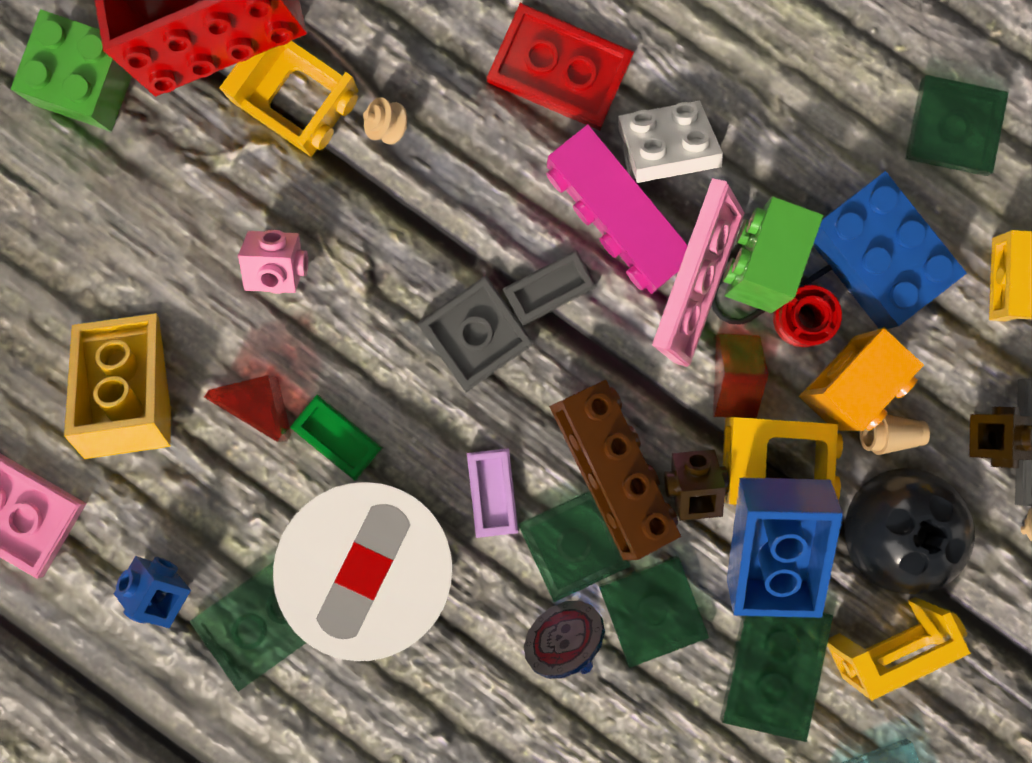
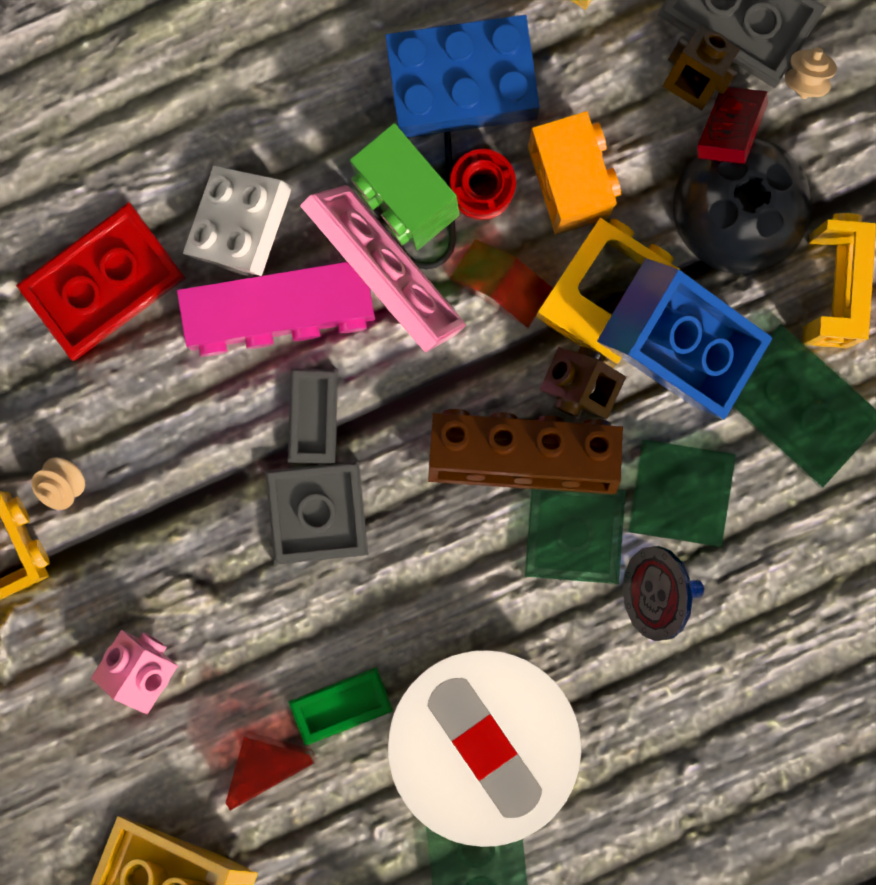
camera: 65 degrees left, 0 degrees up
(492, 493) = (480, 584): lavender tile -> none
(895, 434) = (641, 166): tan cone -> none
(972, 488) = (732, 125): none -> dark red tile

